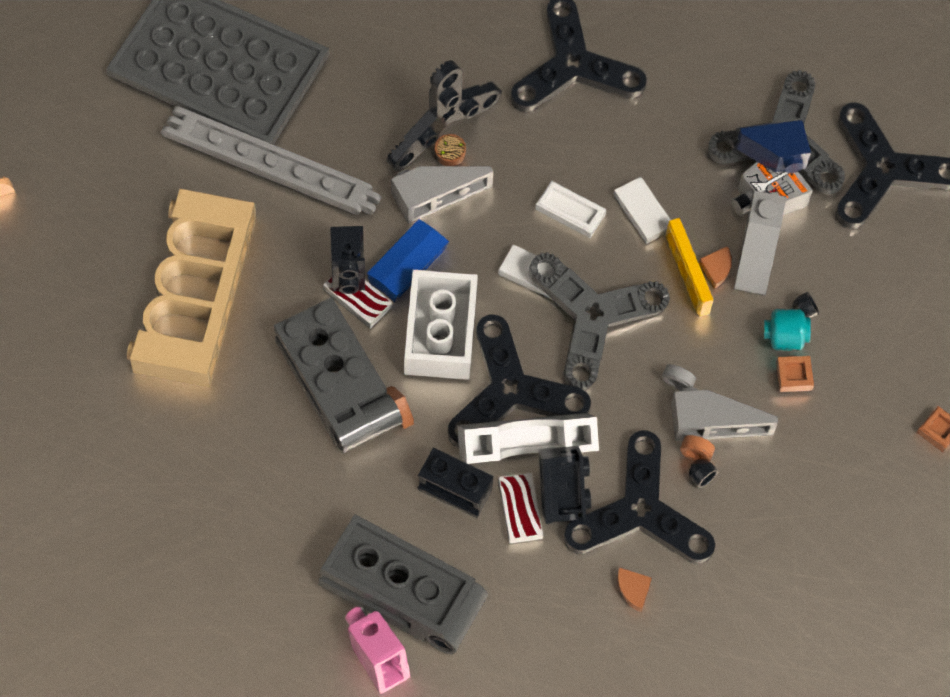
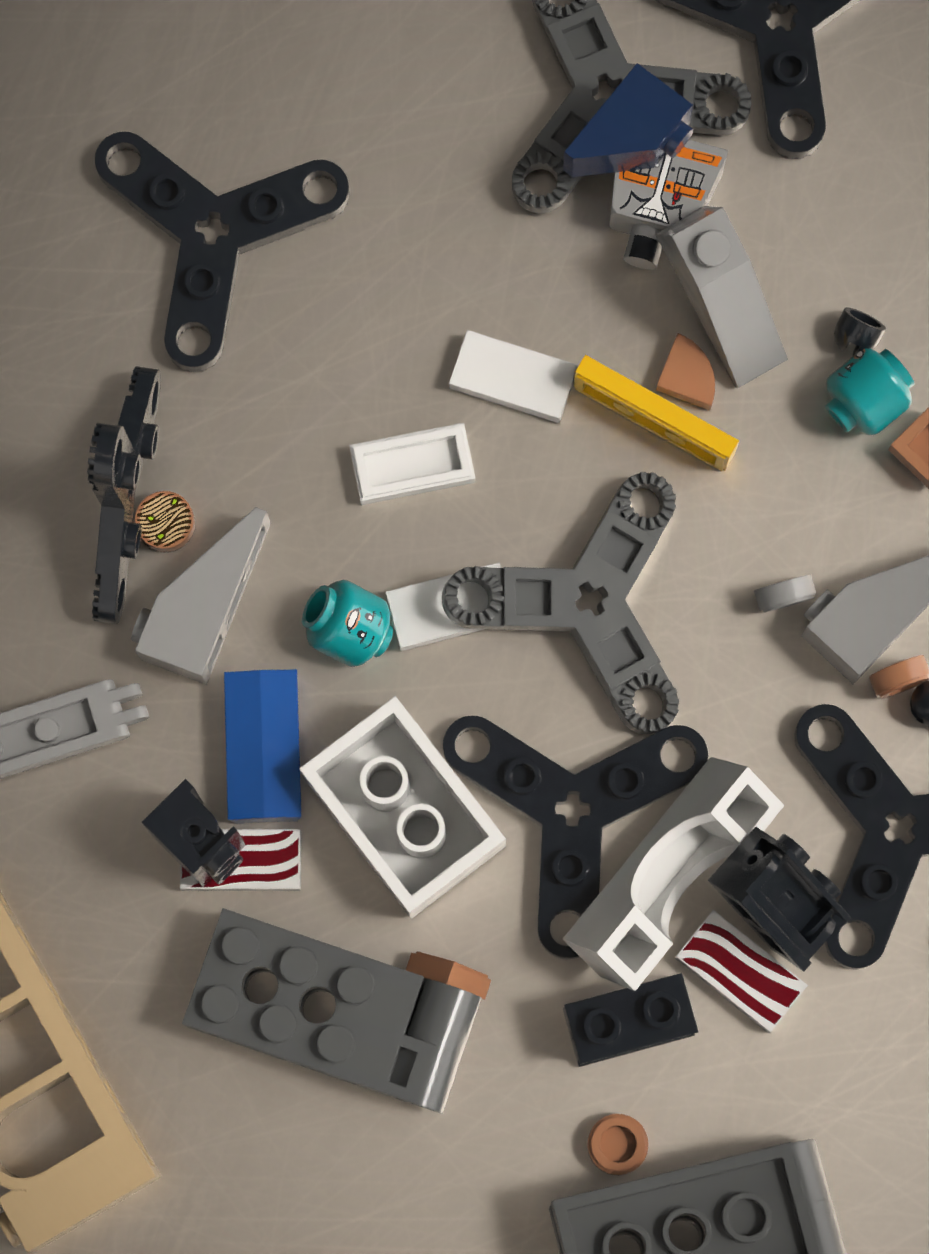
camera: 35 degrees left, 15 degrees up
(405, 527) = (617, 1144): none -> nougat tile
(486, 241) = (347, 623): none -> teal head

